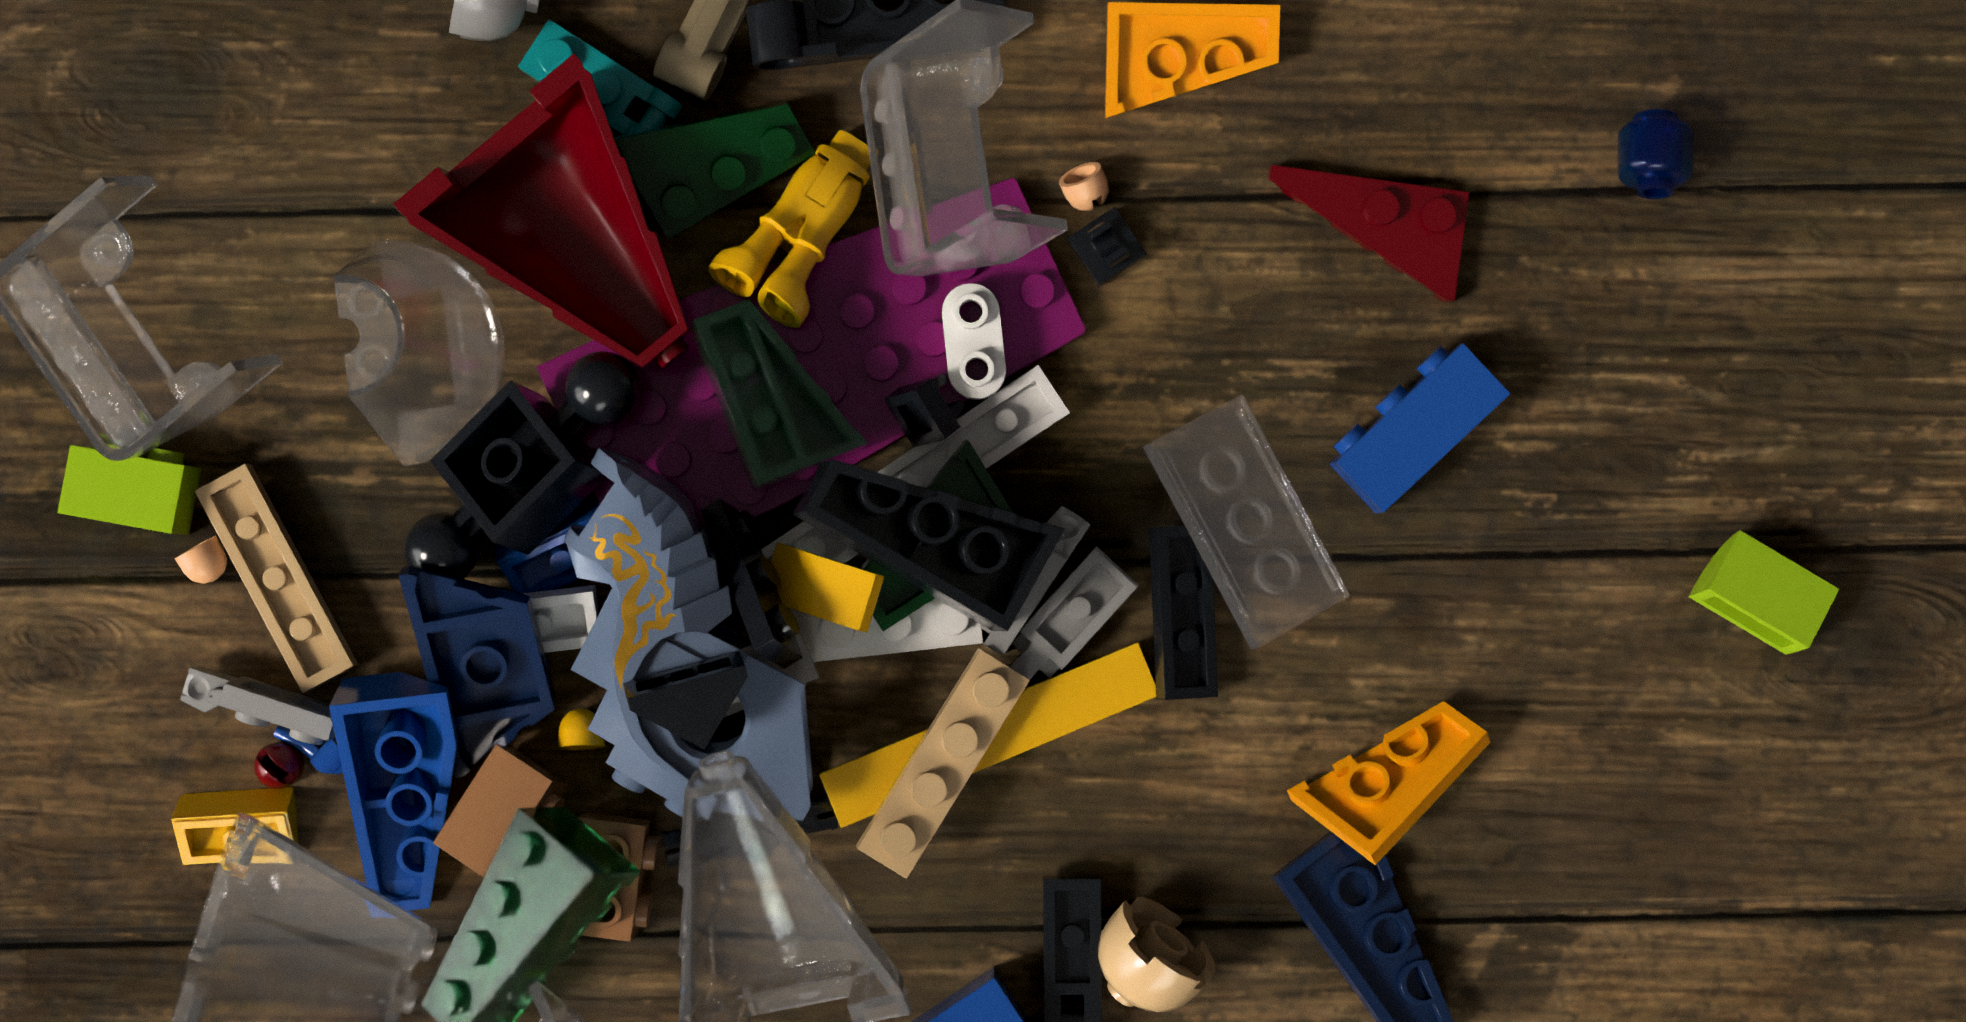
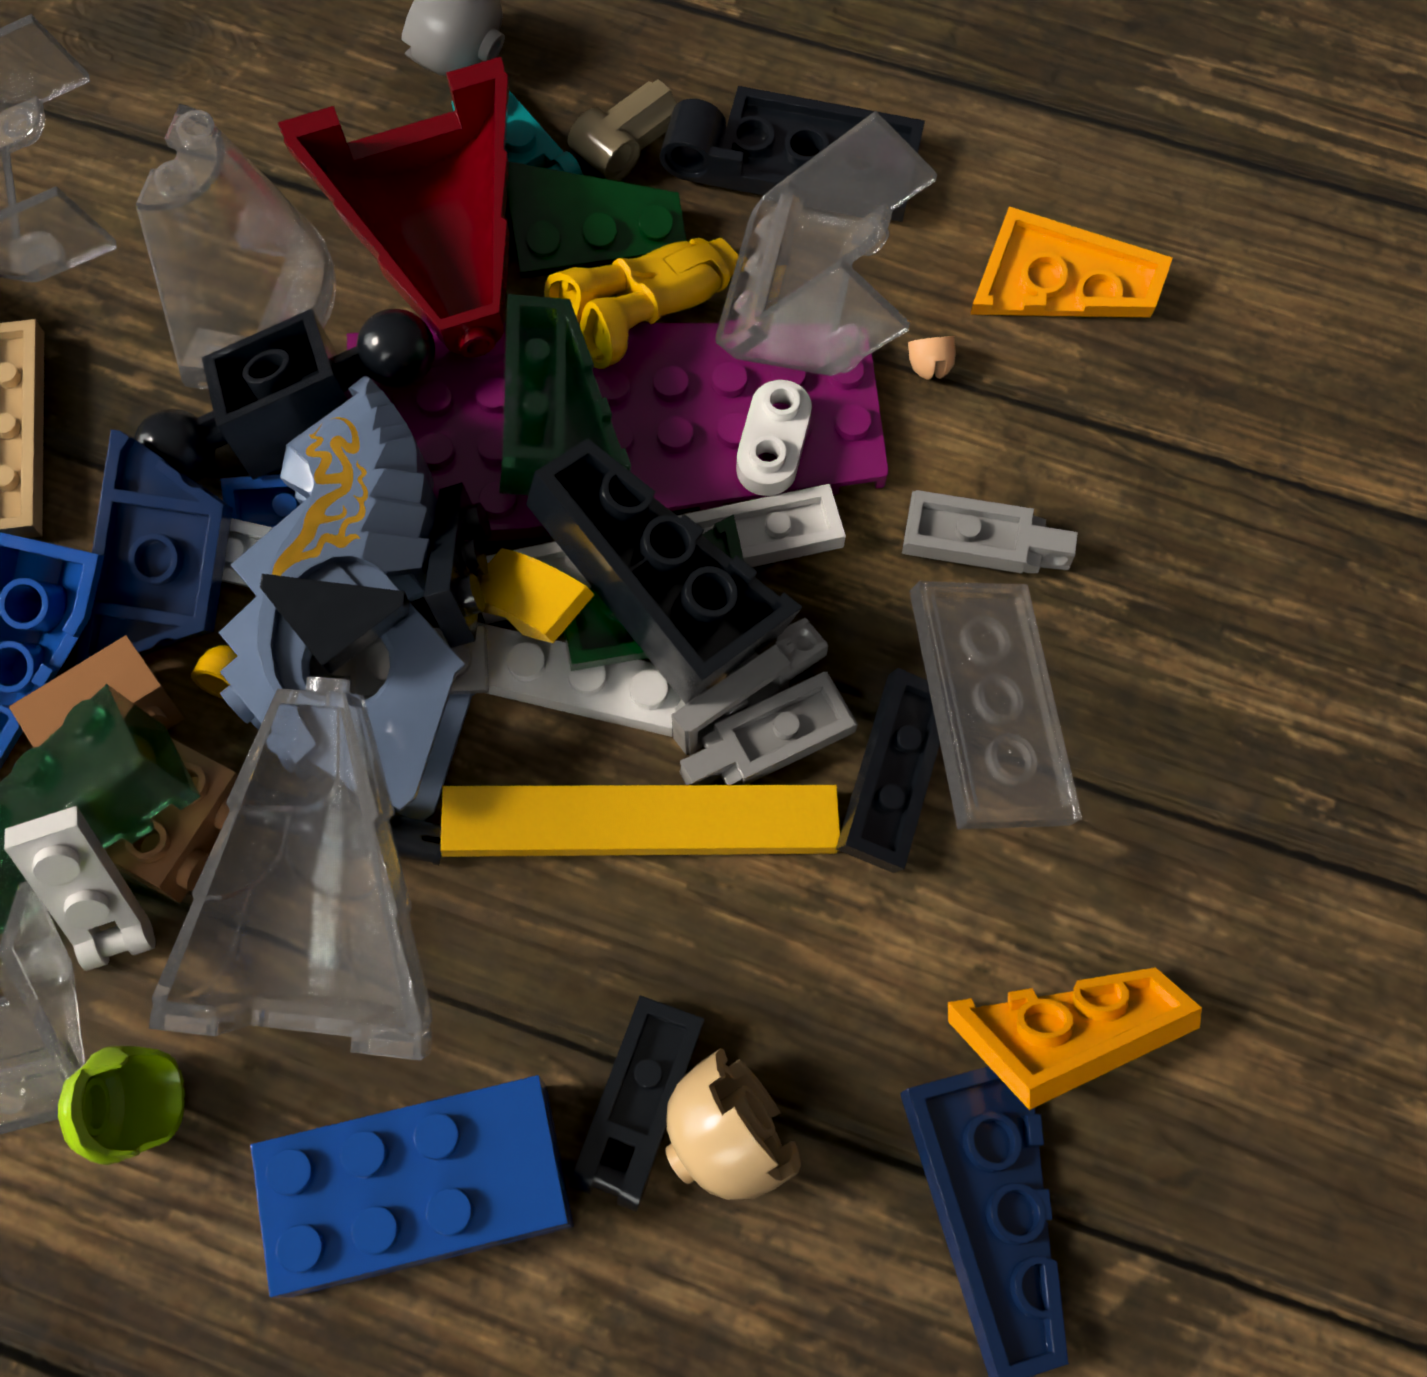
camera: 25 degrees right, 20 degrees down
(574, 969) = (79, 886): none -> white plate
(924, 411) = (699, 474): black tile -> none
(942, 763) = (576, 822): tan plate -> none
(1106, 247) = (934, 413): black tile -> none
(1187, 360) = (984, 534): none -> light grey hinge
(1405, 224) = (1232, 484): dark red wing -> none
(1417, 426) = (1204, 671): blue brick -> none

